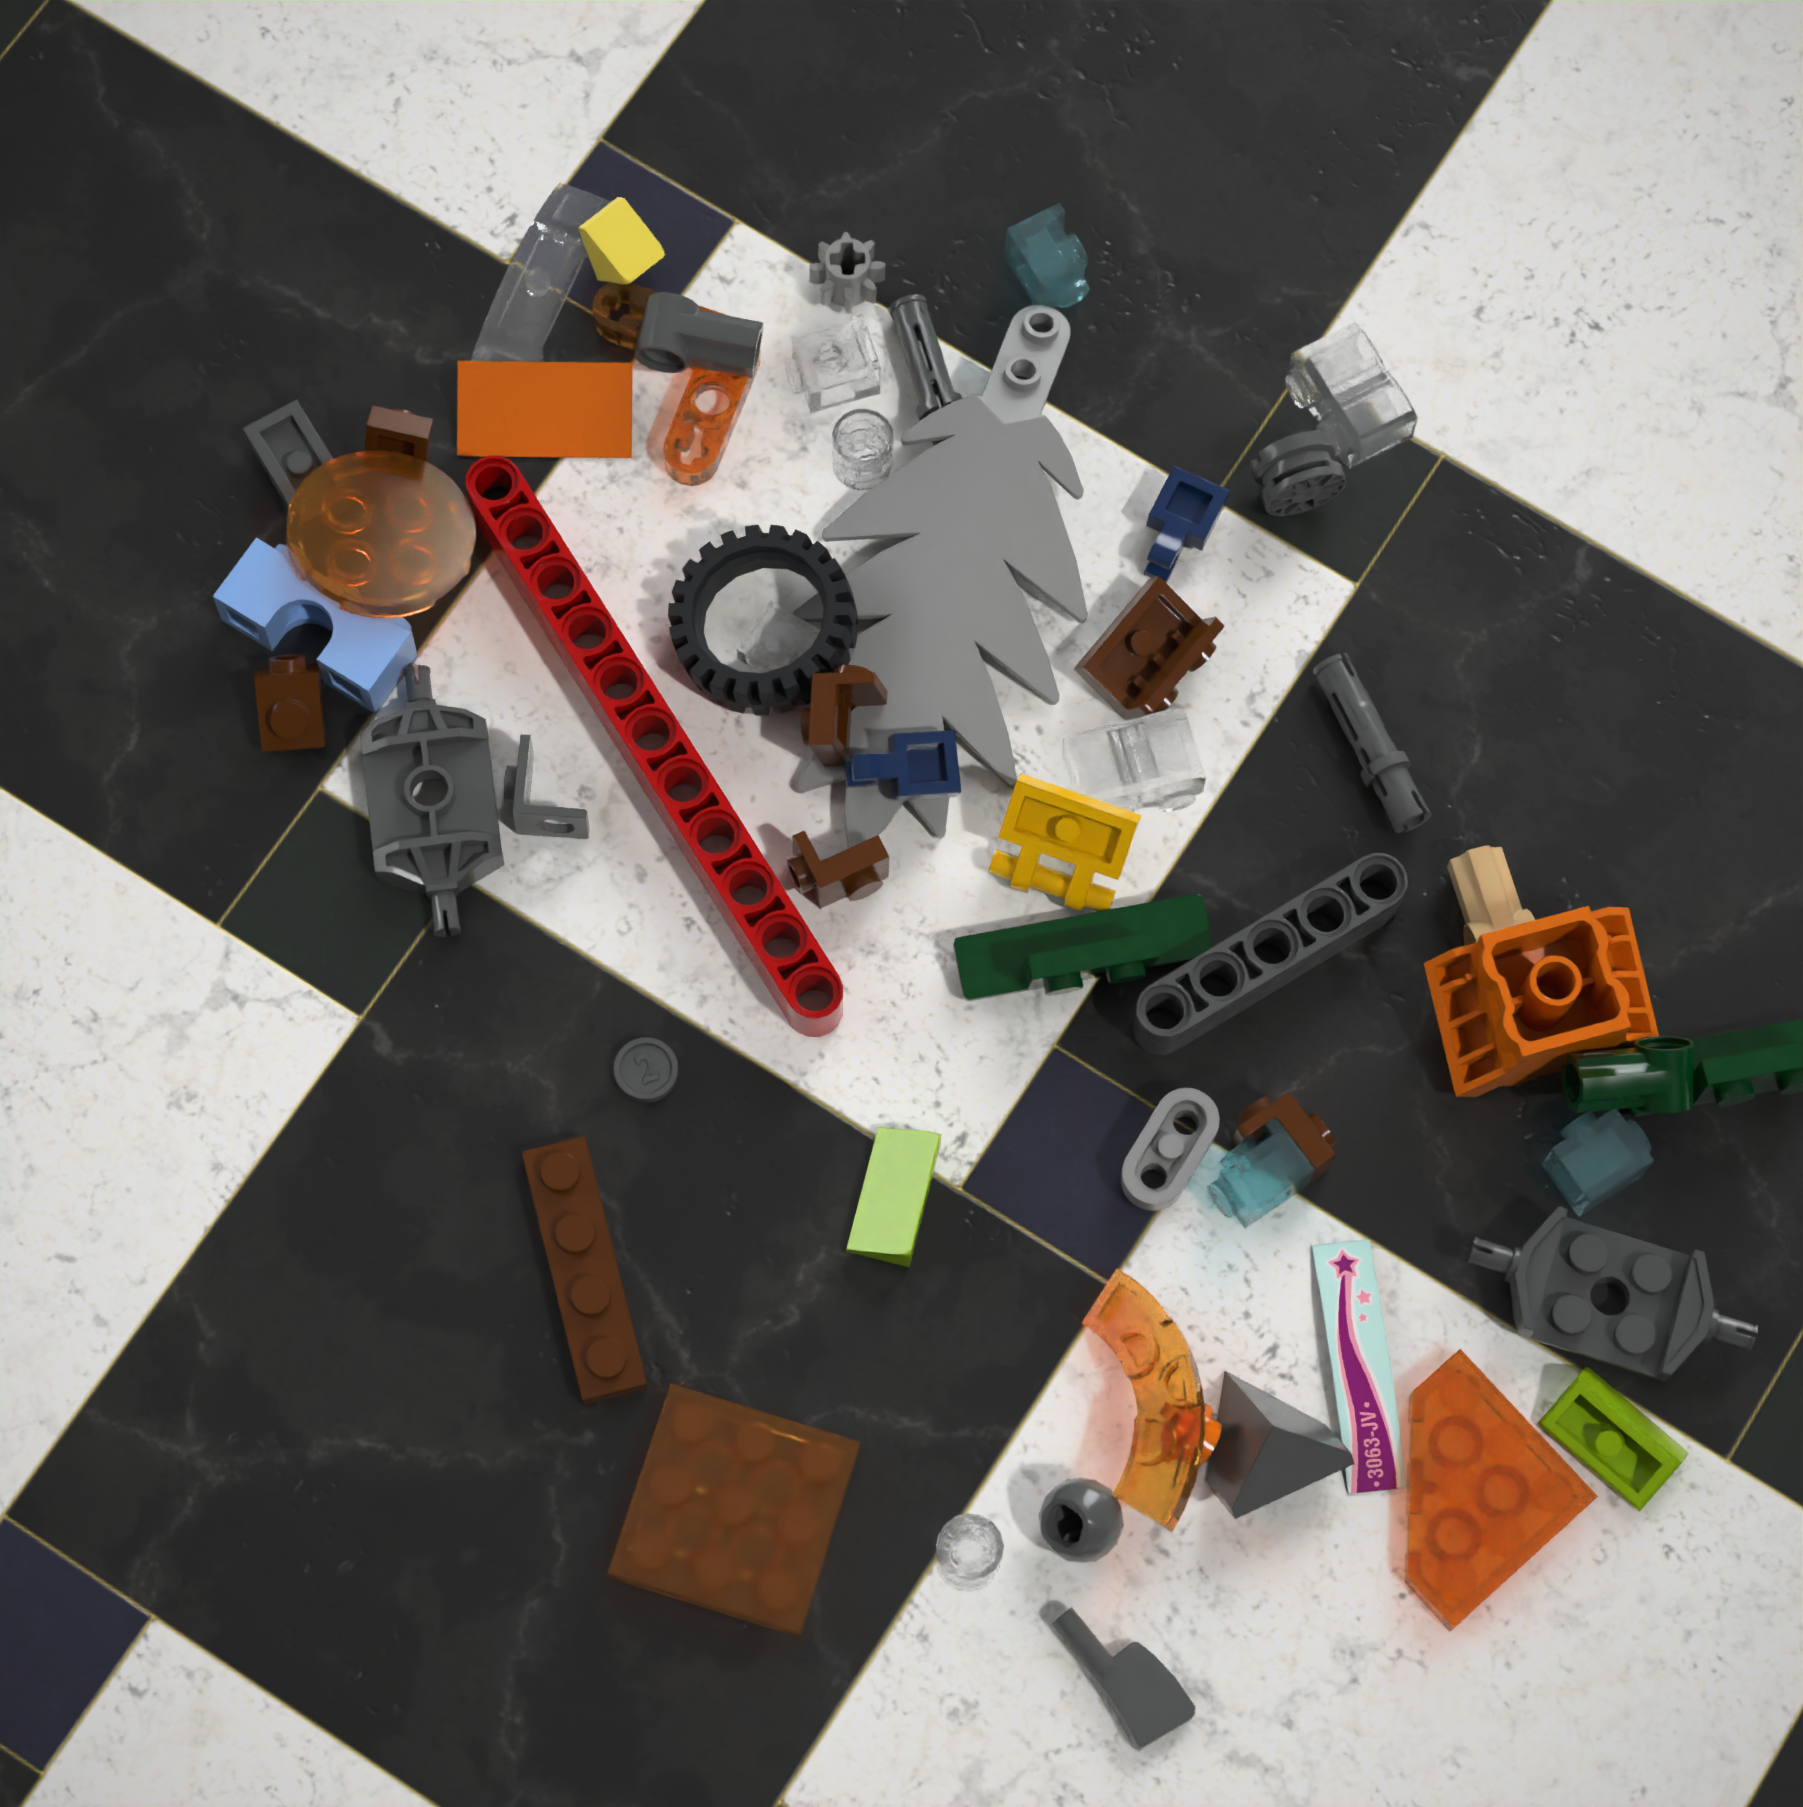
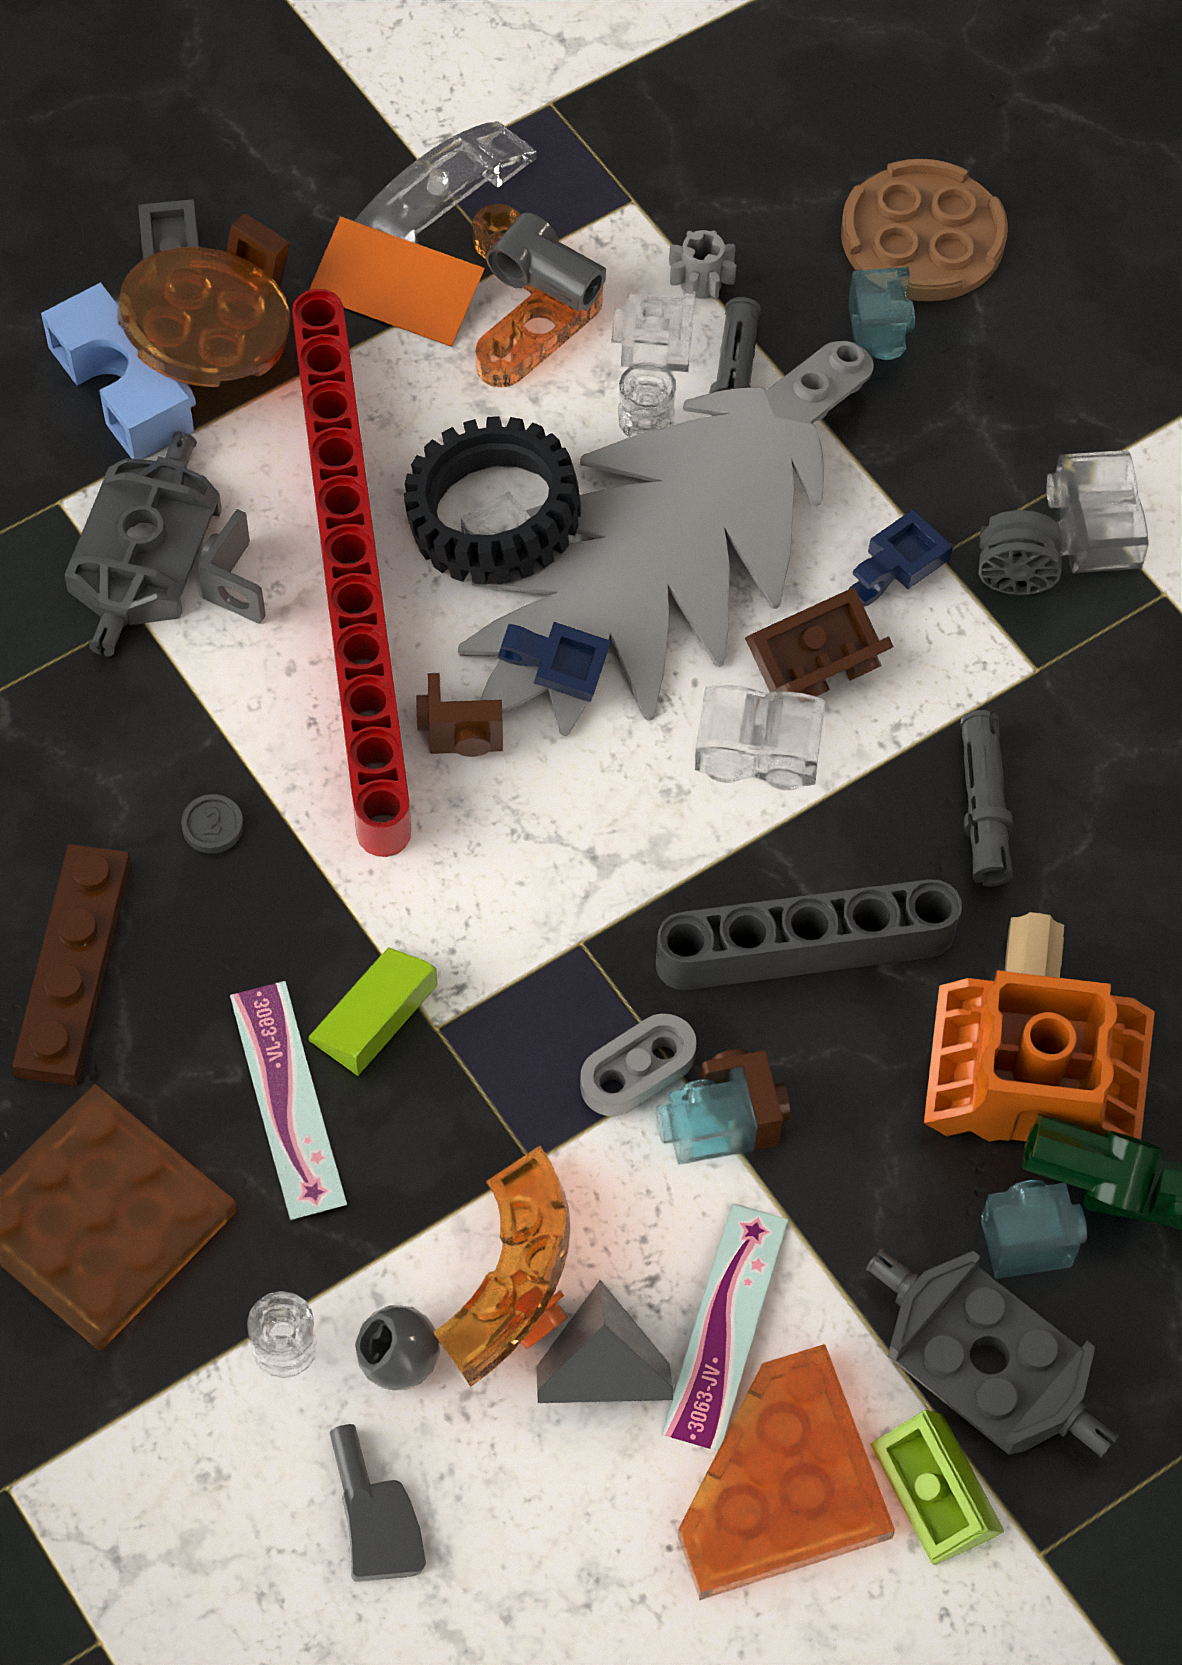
camera: 25 degrees right, 10 degrees down
(290, 704) = (64, 424): reddish brown bracket -> none
(619, 243) = (519, 174): light yellow slope -> none
(828, 720) = (515, 586): reddish brown bracket -> none
(856, 1321) = (287, 1100): none -> clear sticker
(1044, 139) = (926, 220): none -> medium nougat tile
(1067, 828) = (674, 758): yellow plate -> none
(1083, 947) = (639, 866): dark green bracket -> none

